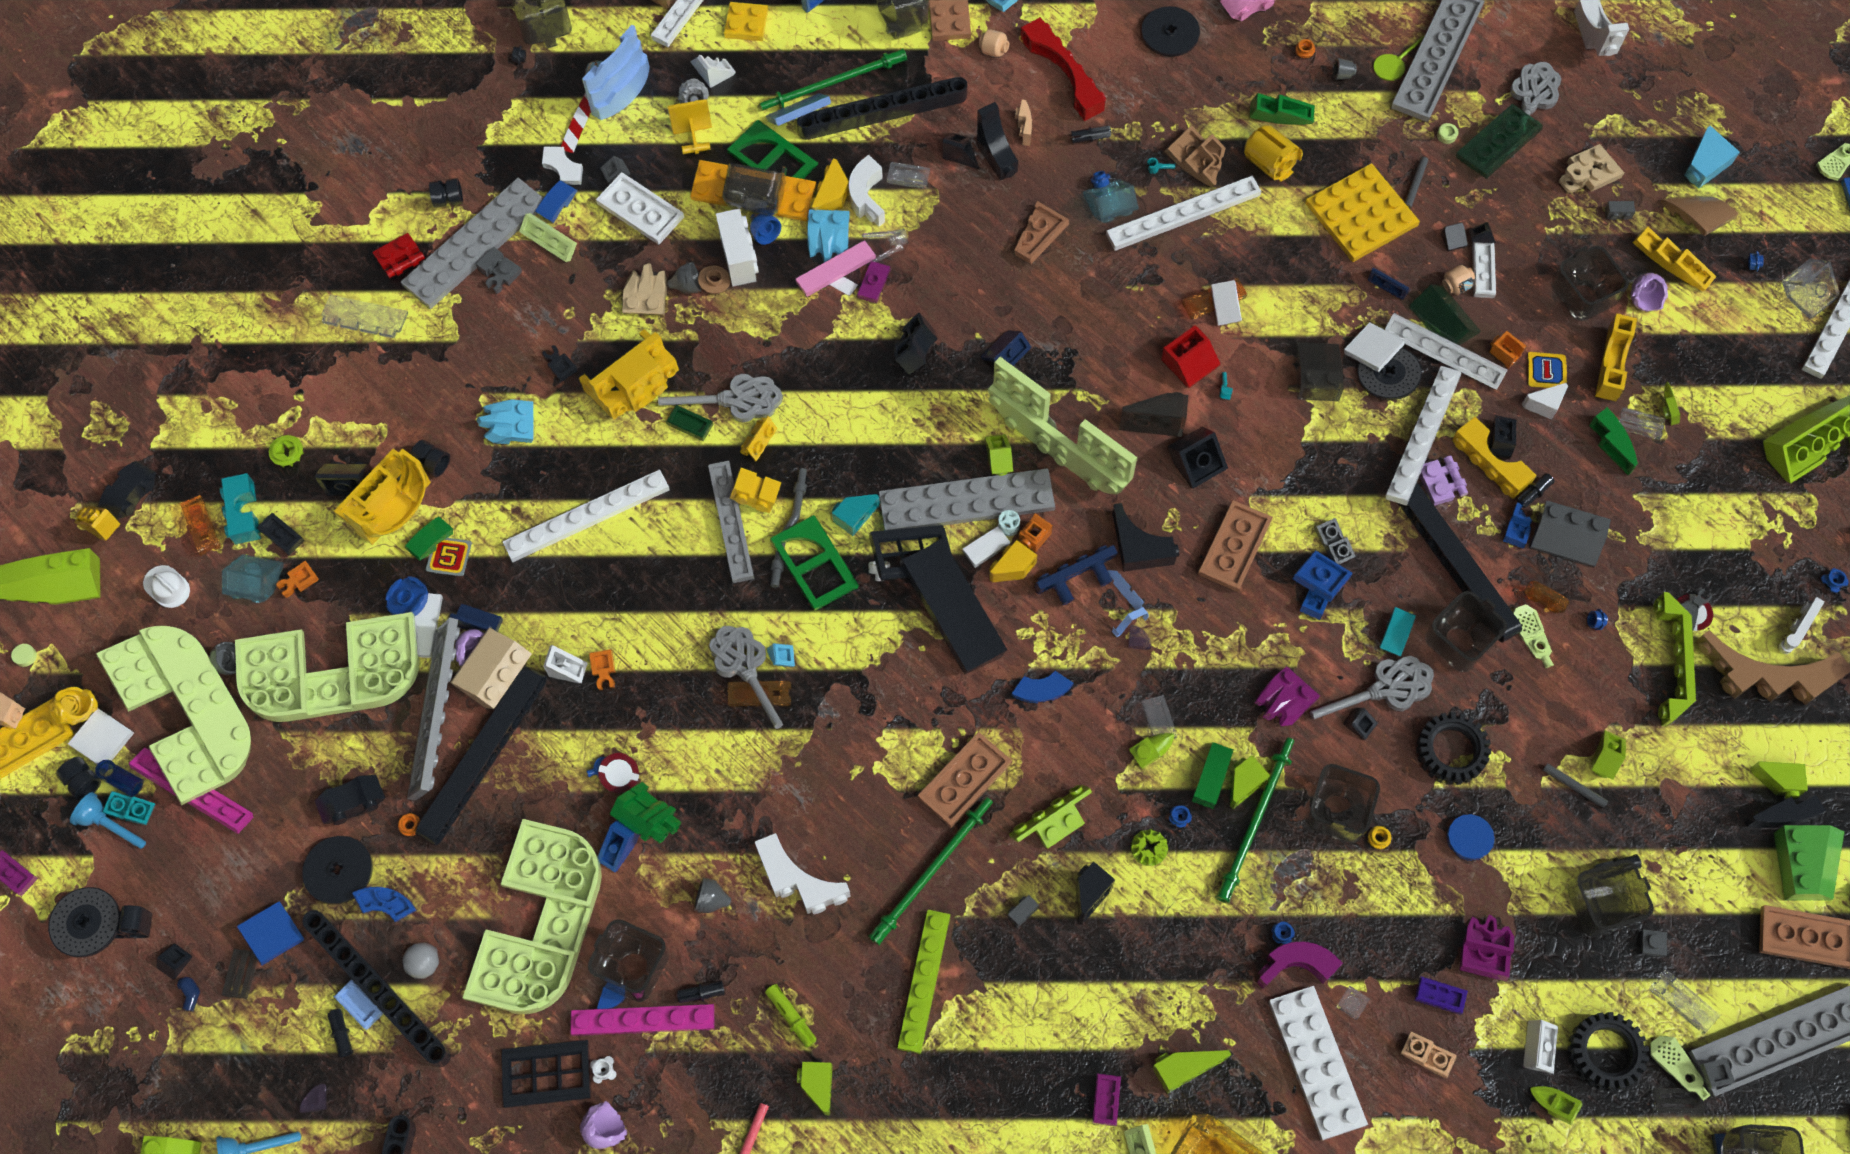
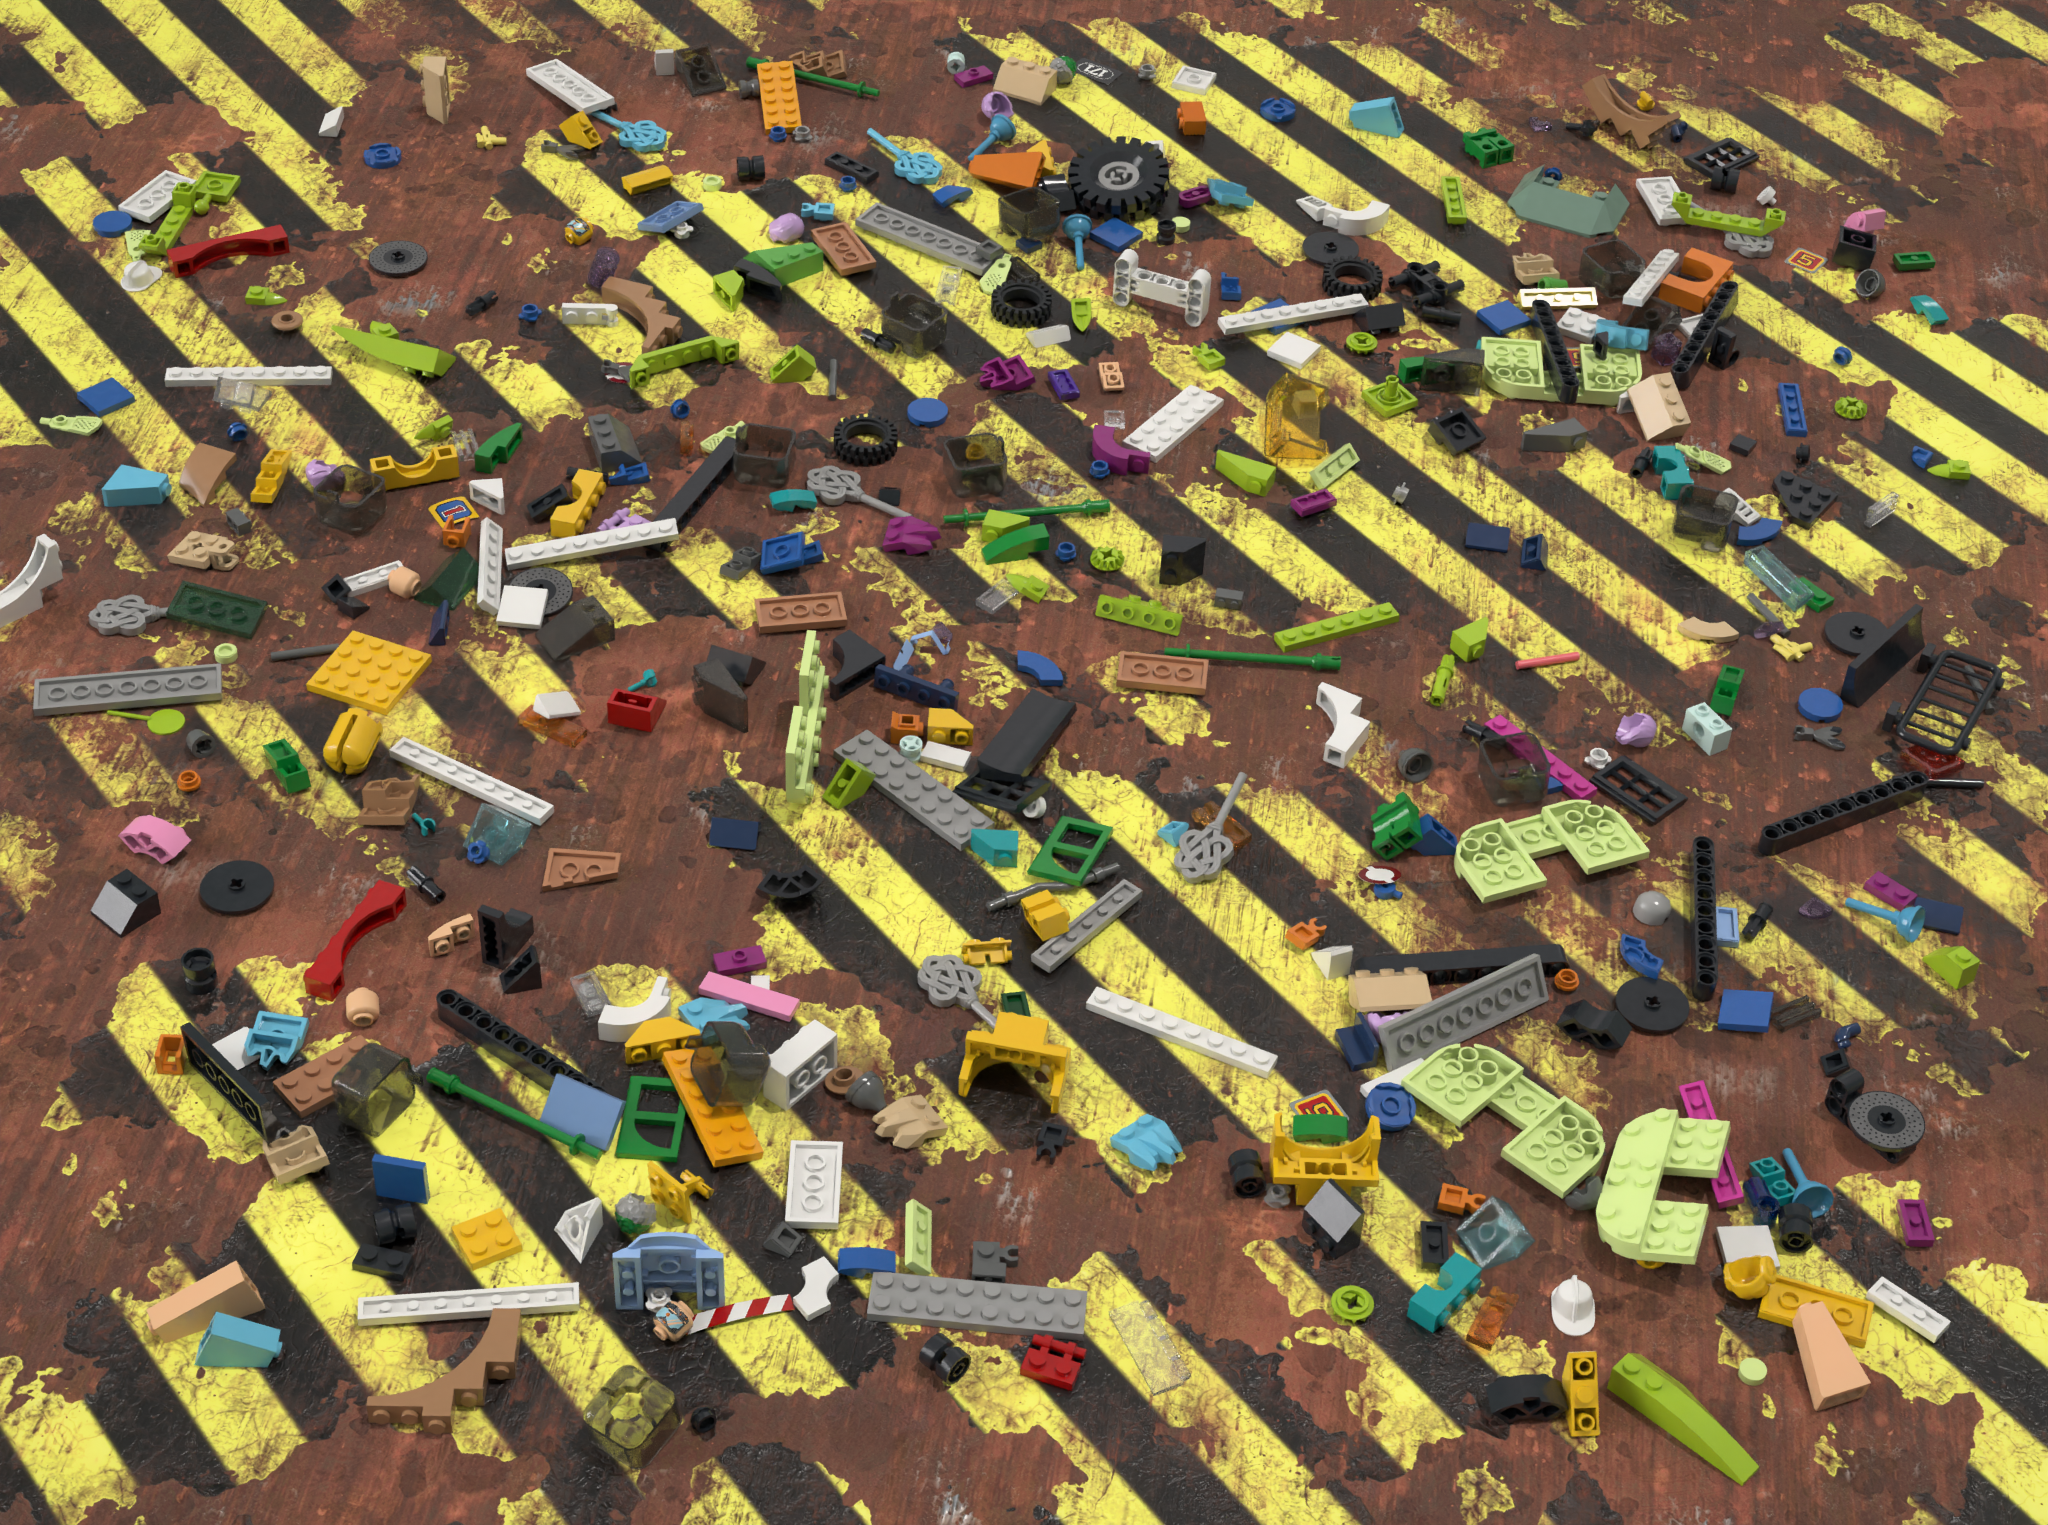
camera: 130 degrees left, 25 degrees down
(897, 238) = (677, 965): clear plant -> none

